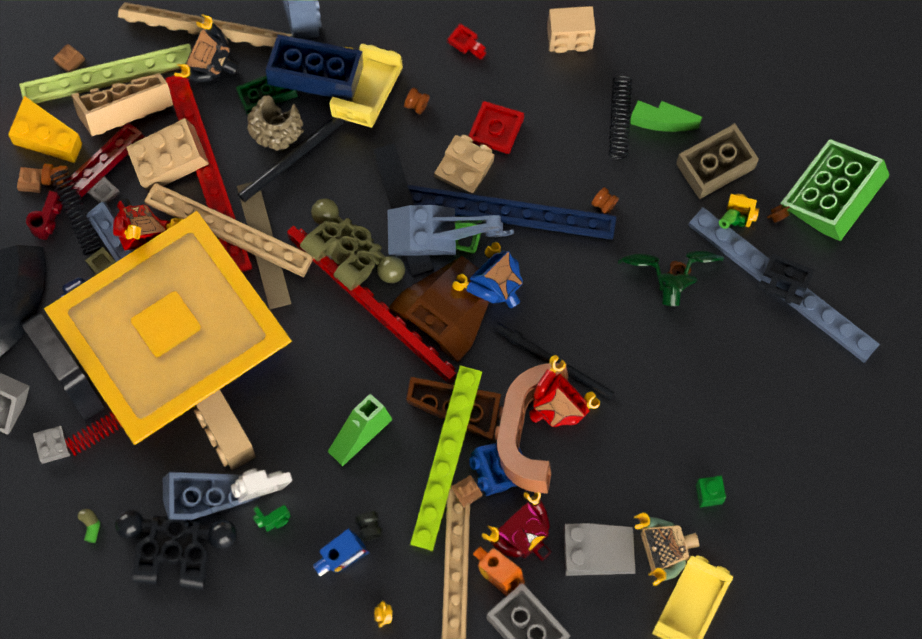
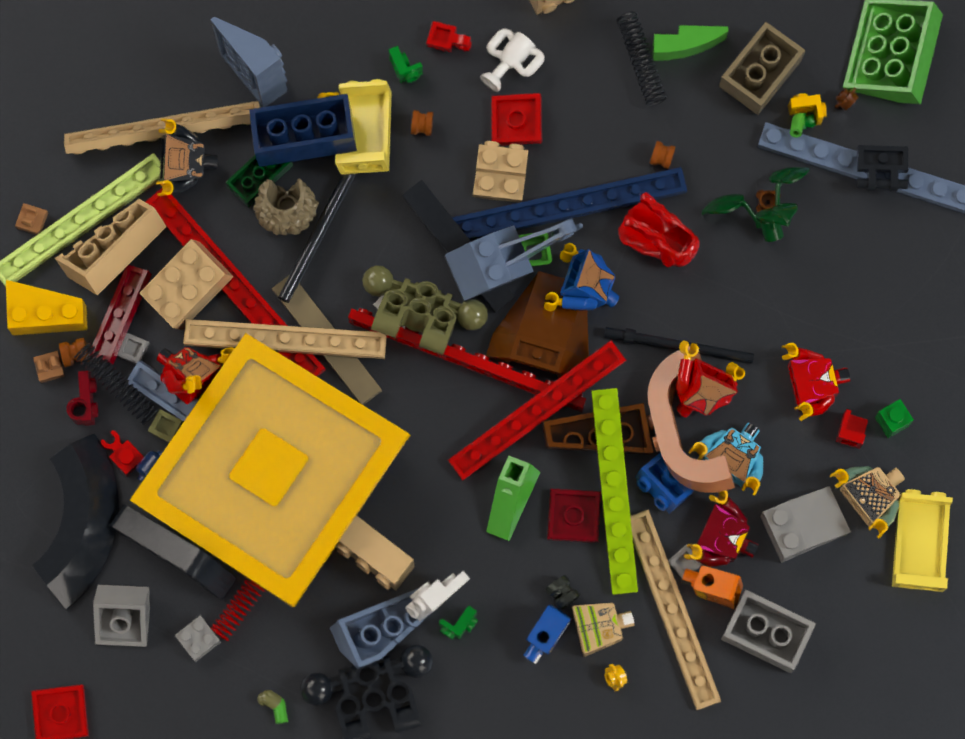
camera: 20 degrees left, 5 degrees up
(59, 272) = (124, 454): none -> red plate
(387, 566) = (599, 626): none -> tan torso
(406, 467) = (574, 515): none -> dark red tile
(410, 366) = (537, 410): none -> red tile
(420, 53) = (400, 64): none -> green bracket
(466, 491) = (647, 517): medium nougat tile -> none
(478, 541) = (680, 564): none -> light grey tile
(514, 75) = (511, 57): none -> white piece
(566, 468) = (740, 452): none -> torso
(573, 262) = (658, 233): none -> red hair
(654, 432) = (813, 380): none -> red torso
(671, 487) = (852, 430): none -> red panel

